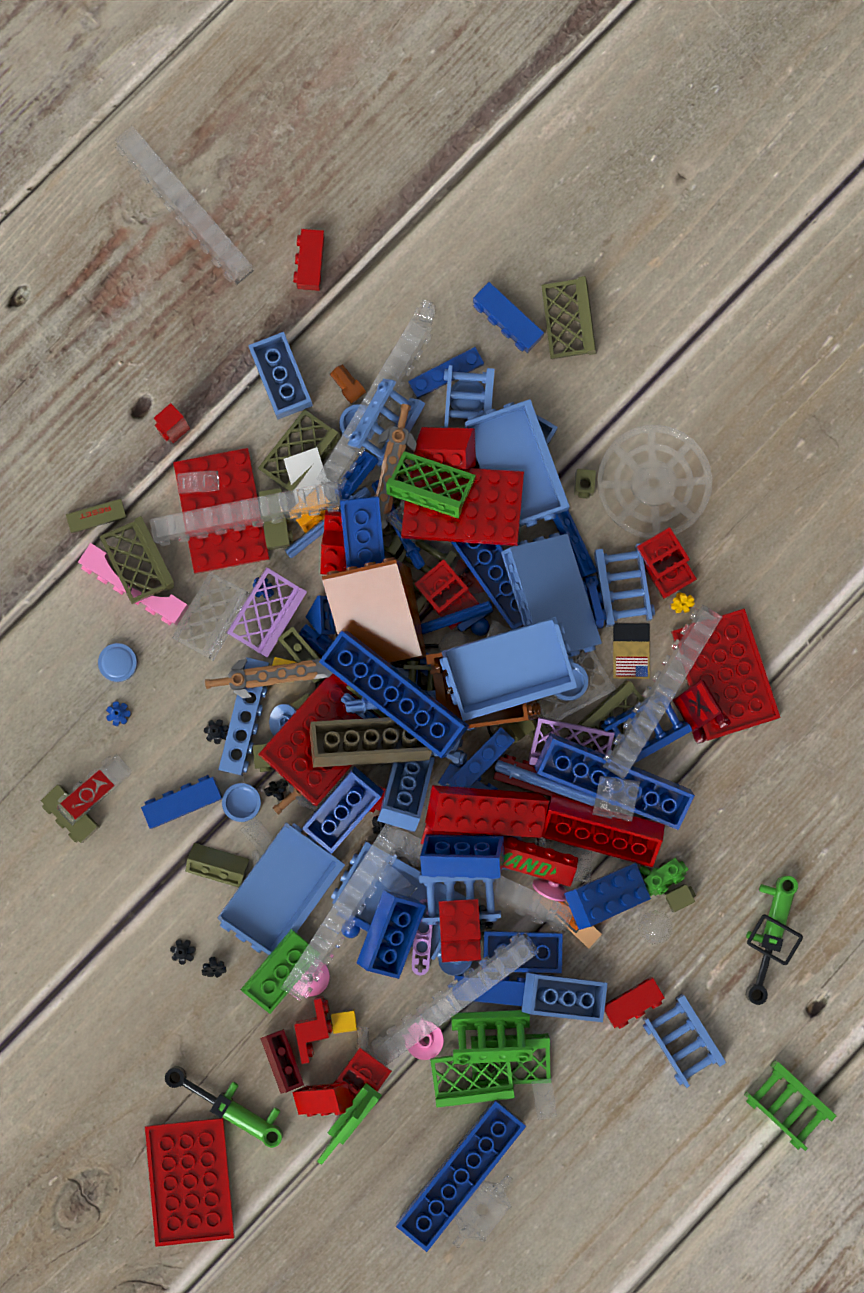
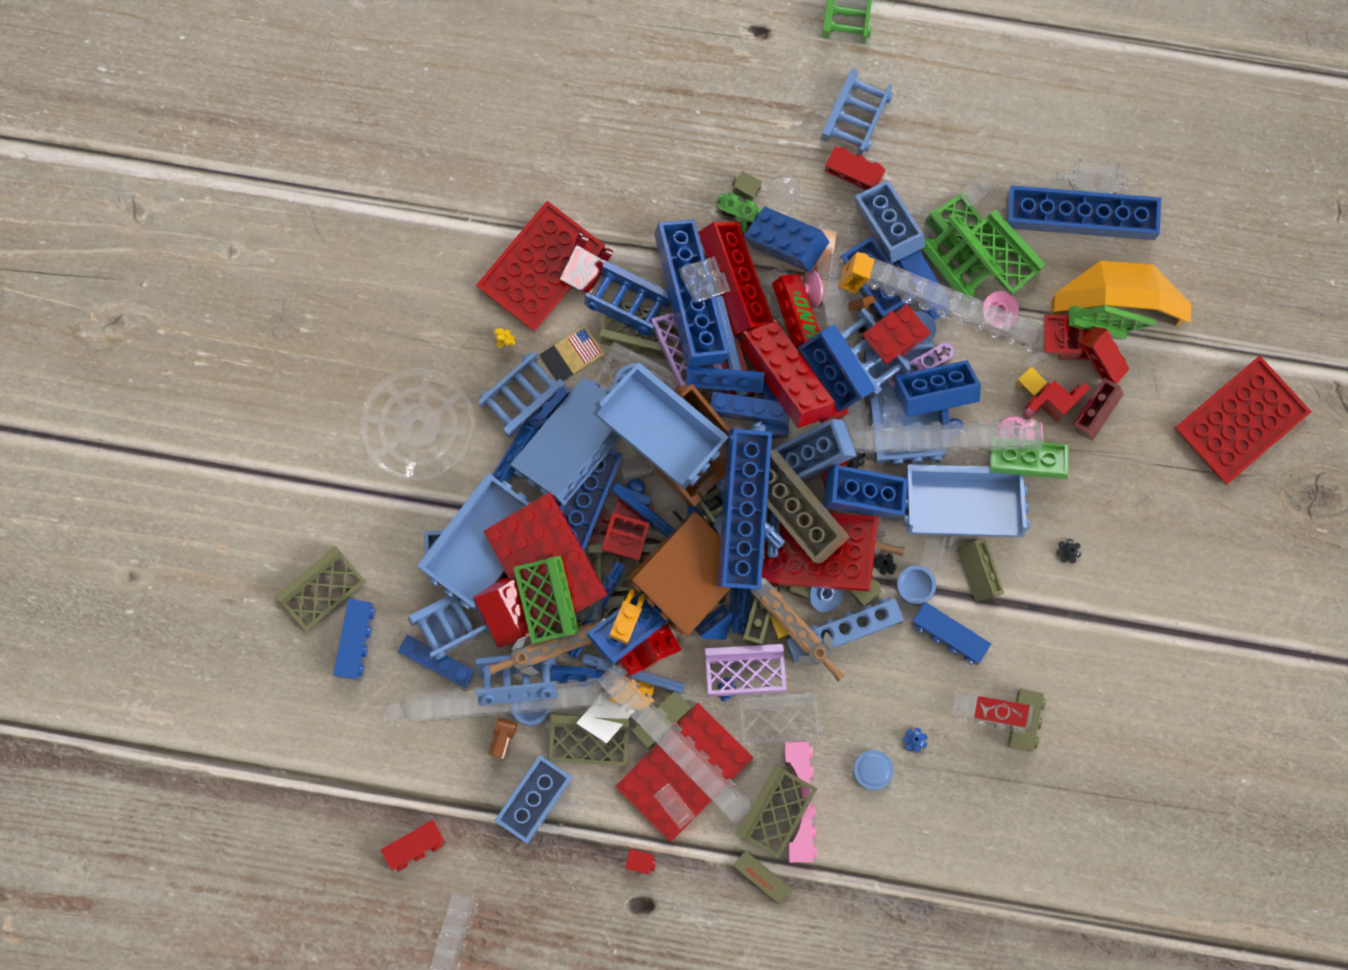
camera: 120 degrees left, 5 degrees down
(213, 968) = (1064, 515): black plant -> none
(220, 731) = (868, 647): black plant -> none
(230, 1110) = (1165, 431): bright green piece -> none
(368, 1158) = (1123, 286): none -> light orange panel
(369, 536) = (626, 618): none -> light orange hinge
(507, 921) = (861, 303): none -> dark orange plate
(517, 756) = (725, 379): none -> blue plate
(535, 931) = (856, 272): none -> light orange brick
(588, 475) = (455, 489): olive brick -> none
(662, 691) = (591, 299): clear brick -> none
(666, 563) = (480, 369): red bracket -> none
(773, 934) = (723, 98): bright green piece -> none
(782, 926) = (715, 94): black piece -> none

